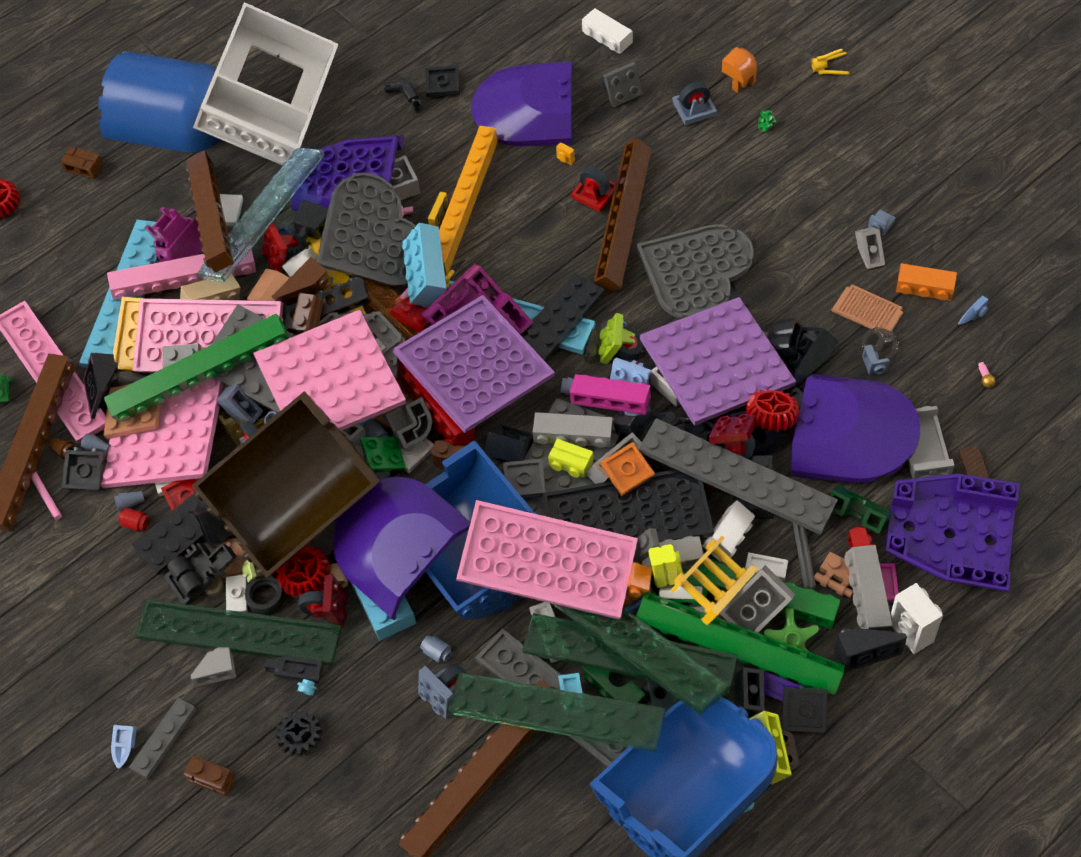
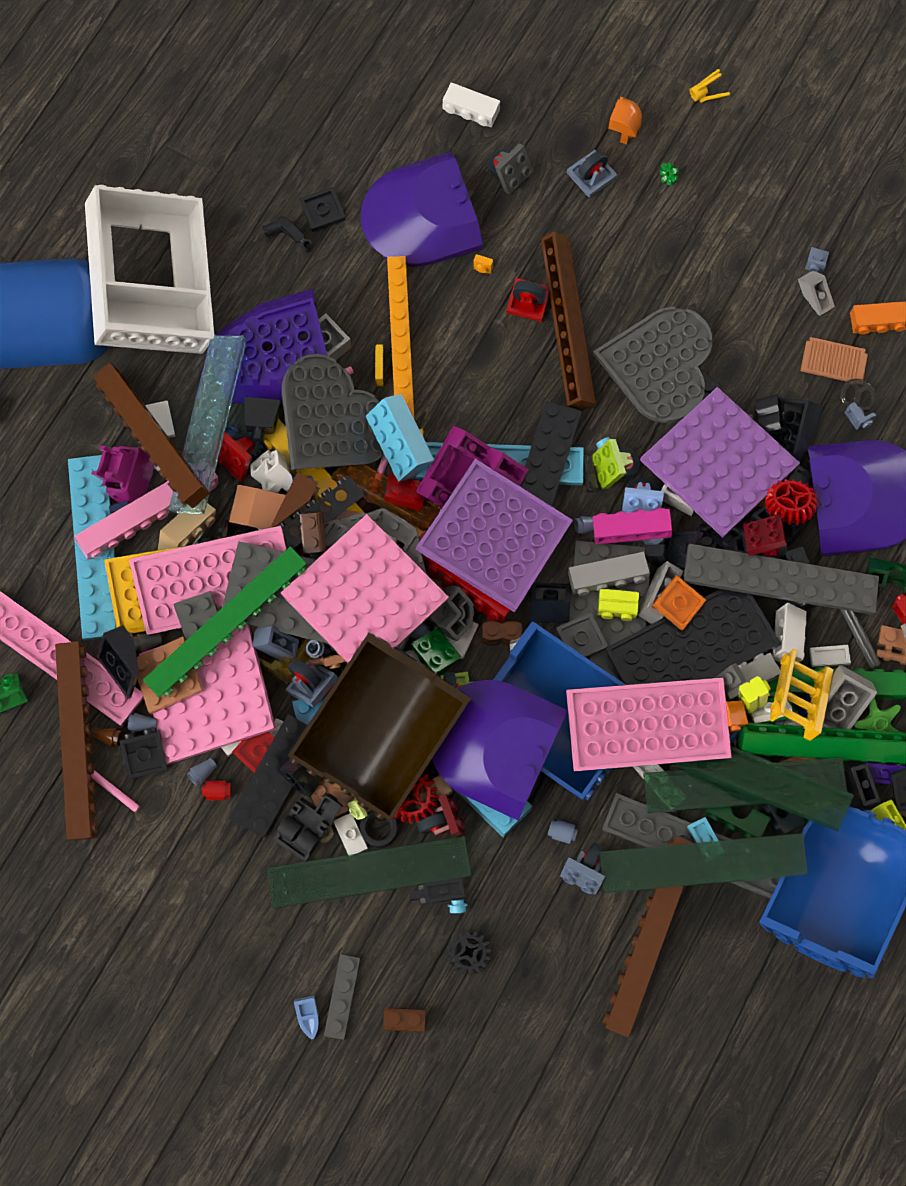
camera: 25 degrees left, 15 degrees up
(214, 667) = (363, 913): light grey slope -> none

